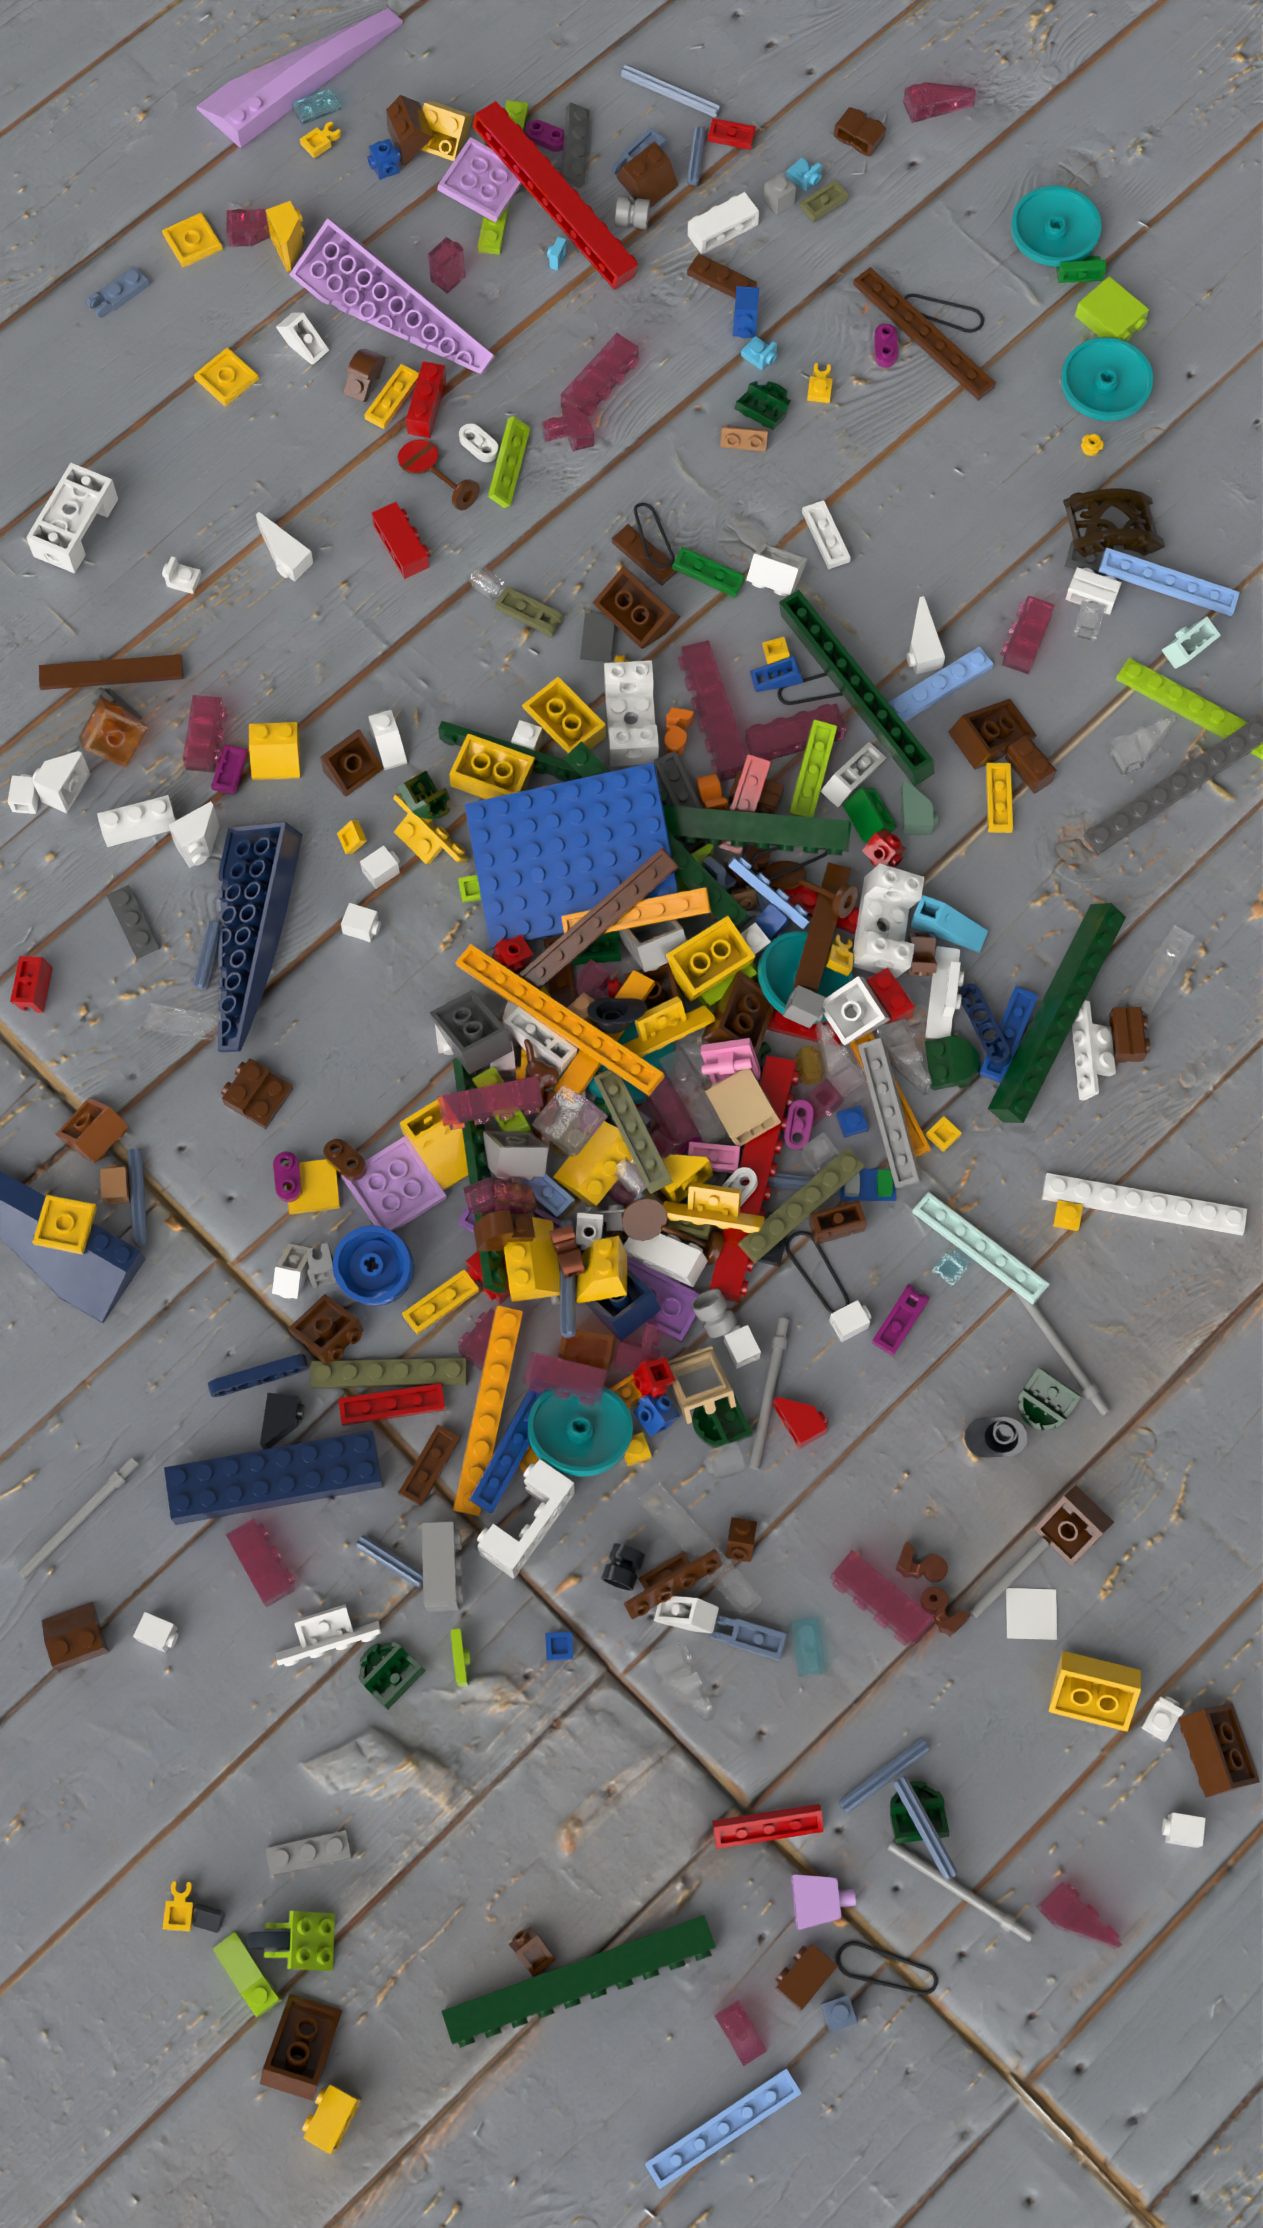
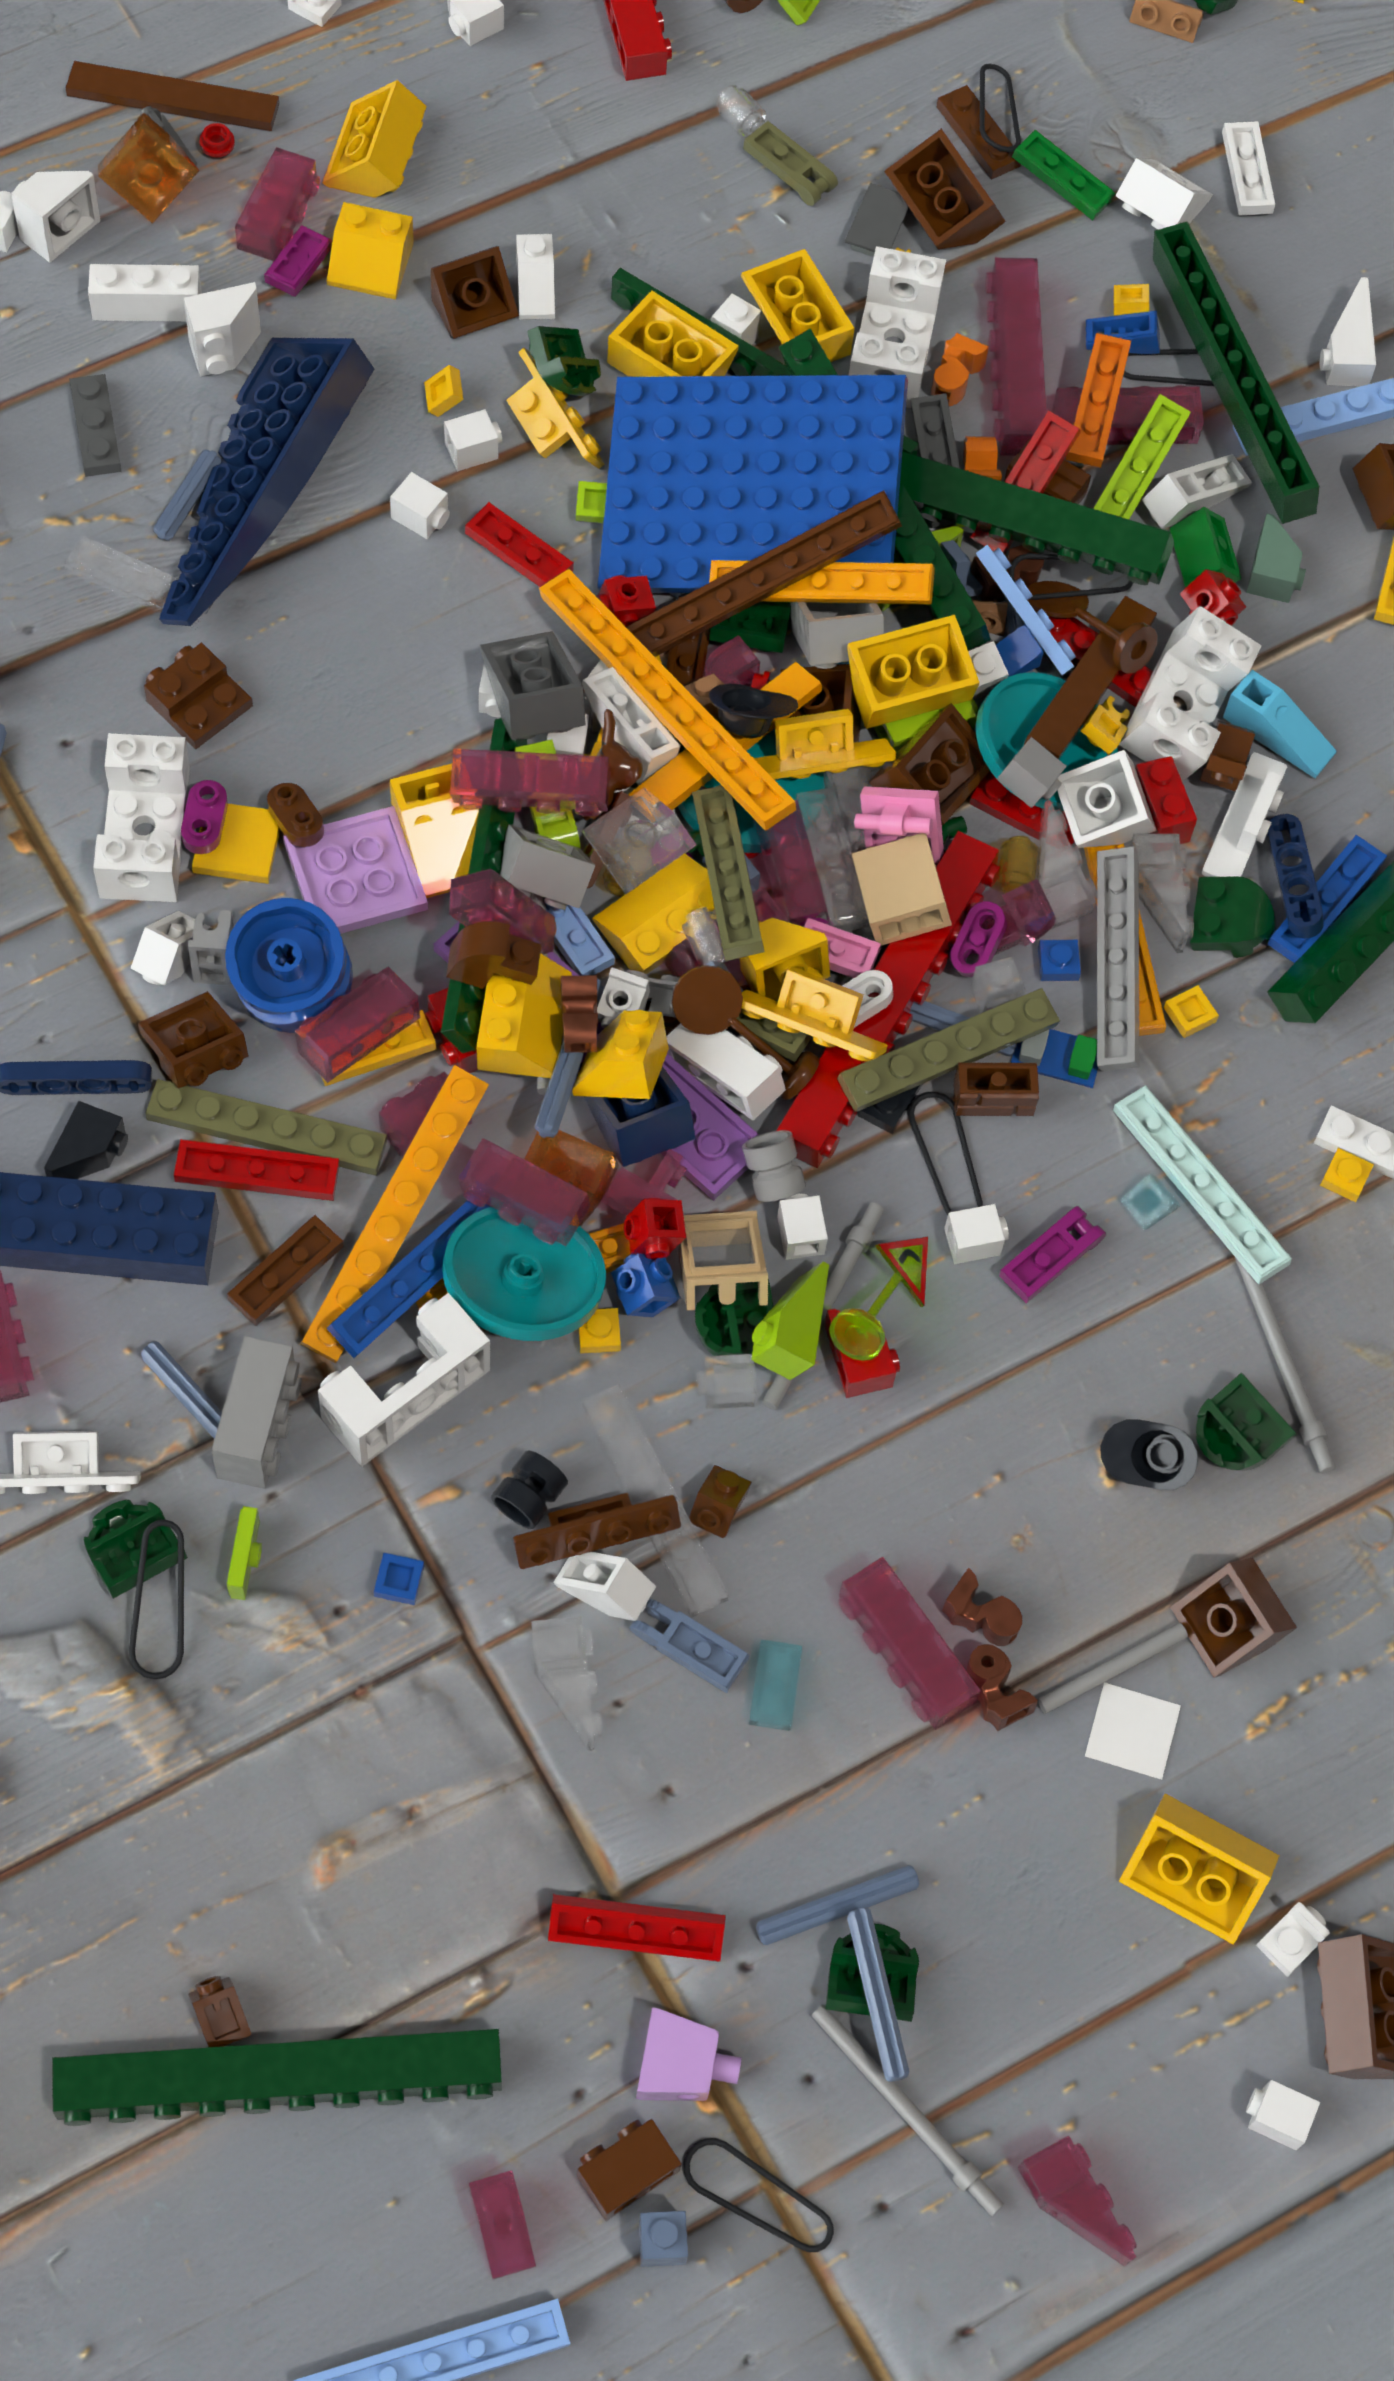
camera: 10 degrees right, 5 degrees down
(150, 691) = (217, 140): none -> red plate
(246, 1165) = (149, 786): none -> white plate
(255, 671) = (376, 142): none -> yellow slope
(404, 1704) = (180, 1651): none -> black piece
(427, 1292) = (357, 1023): none -> clear pink brick
(432, 933) = (517, 545): none -> red plate
(754, 1418) = (790, 1331): none -> lime slope
(775, 730) = (1099, 399): none -> orange plate
(797, 1410) = (858, 1331): none -> clear neon green piece

